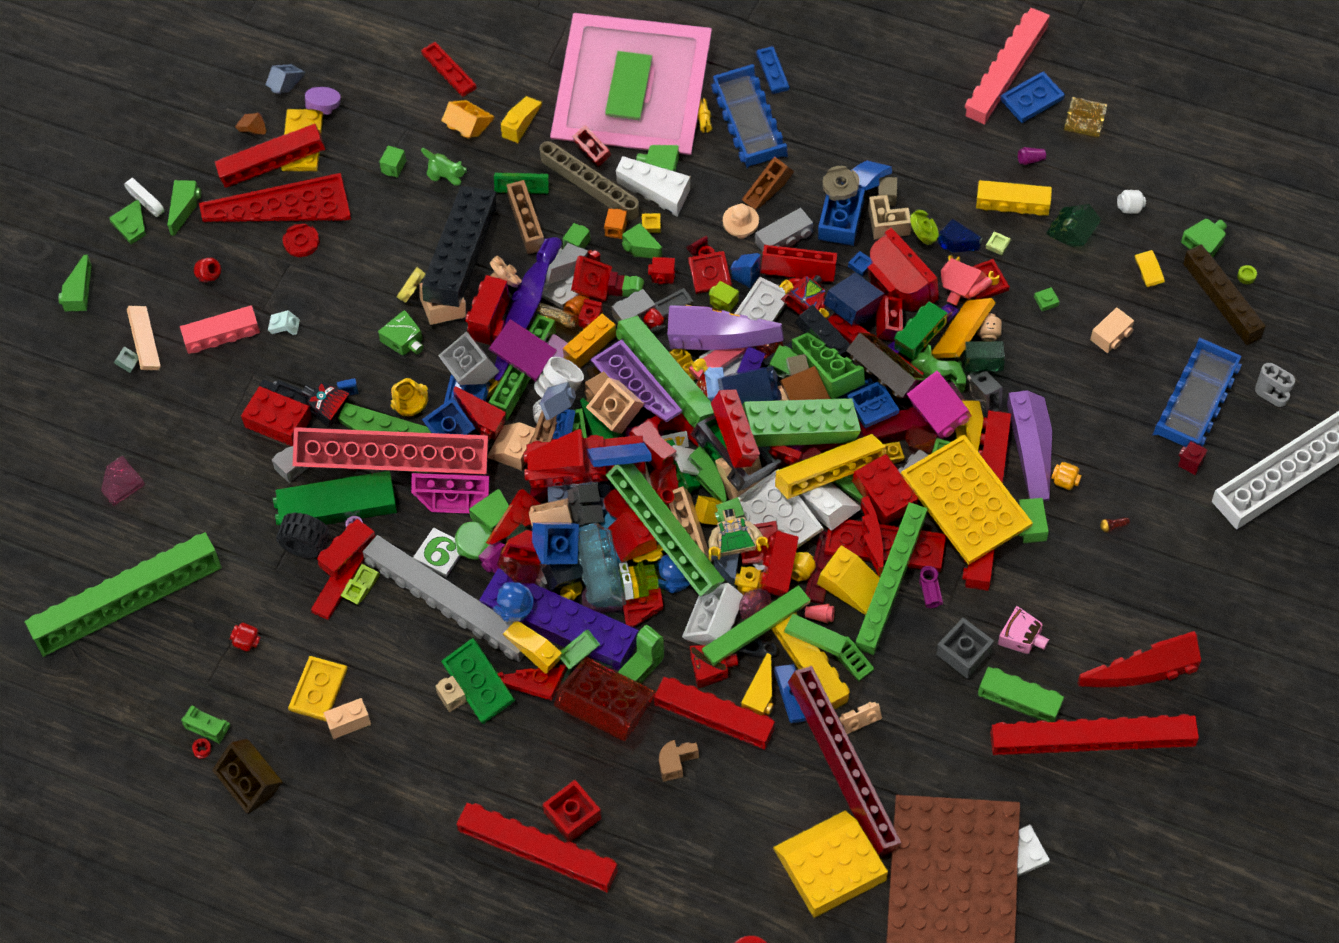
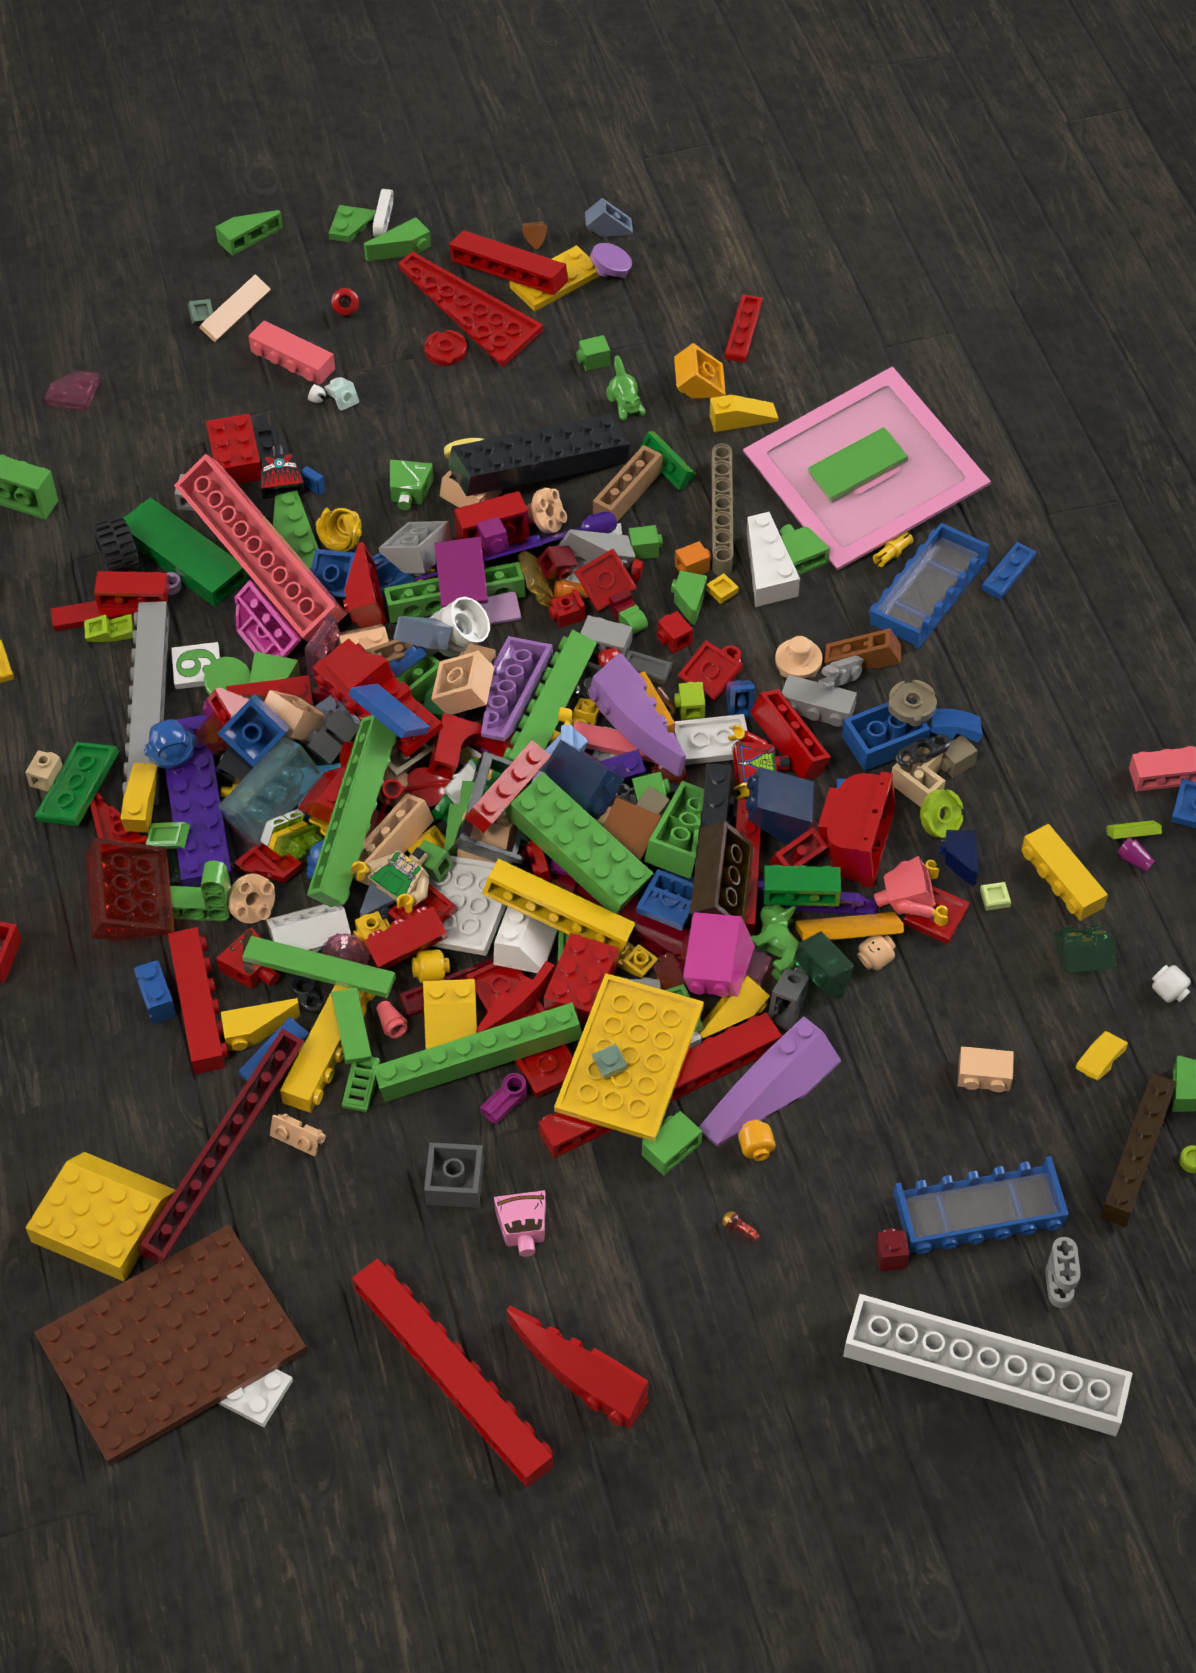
camera: 50 degrees right, 5 degrees down
(269, 339) = (315, 394): none -> white hinge
(504, 470) = (321, 643): none -> clear pink plate
(507, 310) = (493, 536): none -> magenta brick
(558, 293) = (557, 562): none -> dark red brick
(590, 341) = (533, 625): light orange brick -> none
(591, 145) = (759, 482): red brick -> none
(666, 627) = (251, 898): none -> light nougat plate
(672, 756) = (113, 995): medium nougat brick -> none
(689, 731) = (155, 991): none -> blue brick
(695, 246) = (734, 640): dark red slope -> none
(780, 205) = (841, 672): none -> light grey hinge
(879, 196) = (934, 749): none -> black piece
(965, 510) = (609, 1061): none -> sand green plate
(1014, 143) = (1133, 829): none -> lime tile
(1020, 695) = (443, 1268): bright green brick -> none
(1046, 299) = (968, 984): bright green plate -> none

